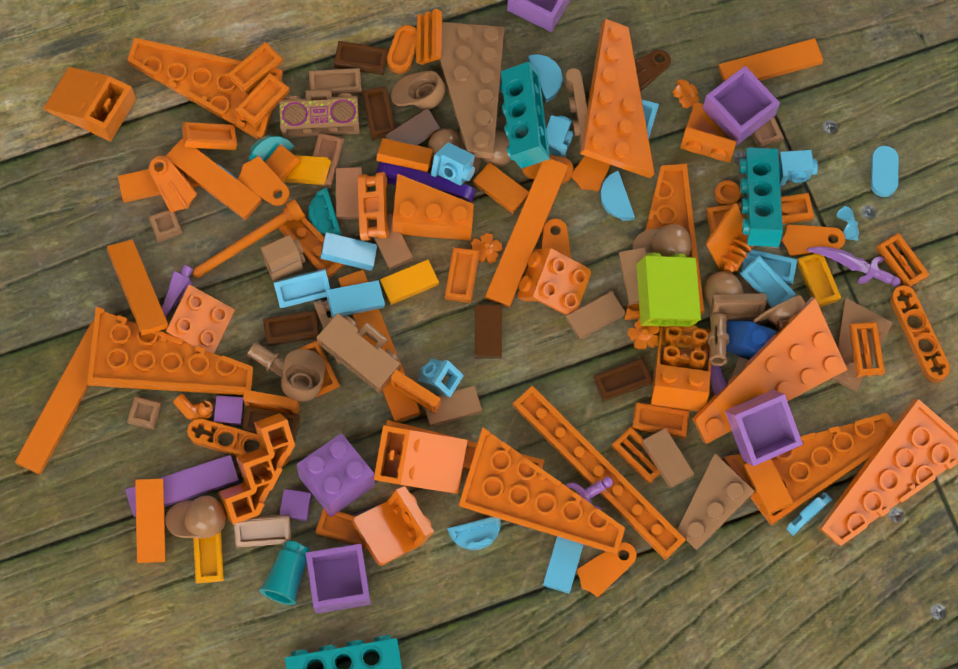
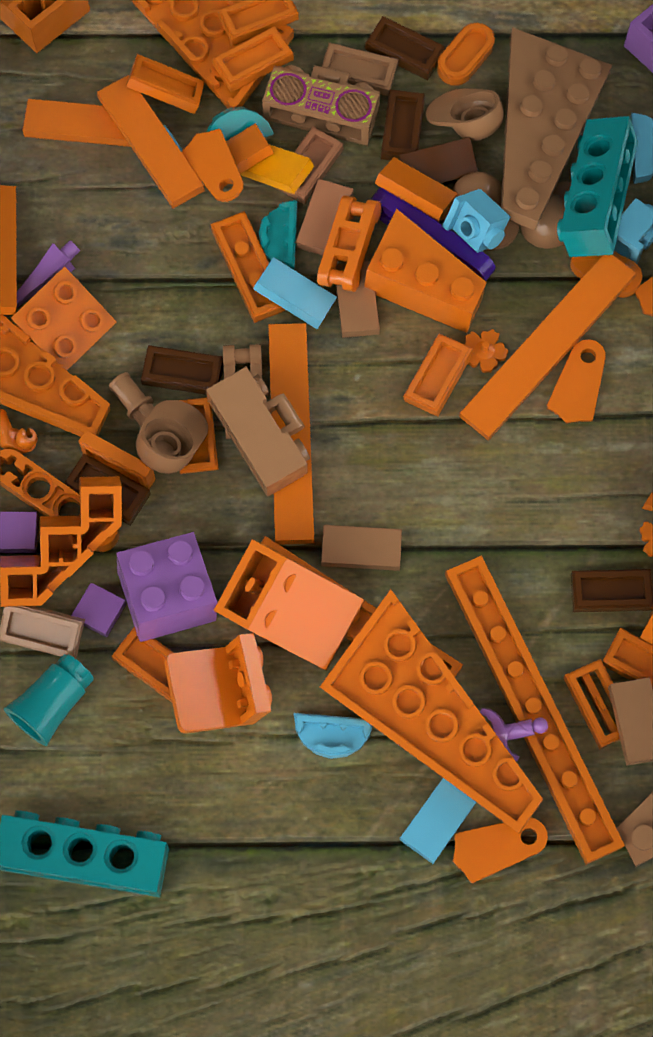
camera: 20 degrees right, 0 degrees up
(165, 225) = (66, 182): medium nougat tile -> none
(172, 184) = (92, 131): orange piece -> none
(229, 410) = (57, 452): medium lavender tile -> none
(283, 257) = (202, 271): medium nougat brick -> none
(291, 212) = (236, 217): orange piece -> none
(302, 288) = (215, 322): medium azure tile -> none
(338, 578) = (116, 730): medium lavender piece -> none
(355, 298) = (281, 358): medium azure tile -> none
(409, 282) = (363, 361): light orange tile -> none
(415, 392) = (316, 510): orange tile -> none
(429, 31) = (505, 46): orange tile -> none
(434, 372) = (351, 493): medium azure brick -> none
(488, 331) = (447, 462): reddish brown tile -> none
(501, 188) = (532, 276): orange tile -> none
(554, 281) = (562, 424): orange bracket -> none
(595, 315) = (604, 489): medium nougat tile -> none

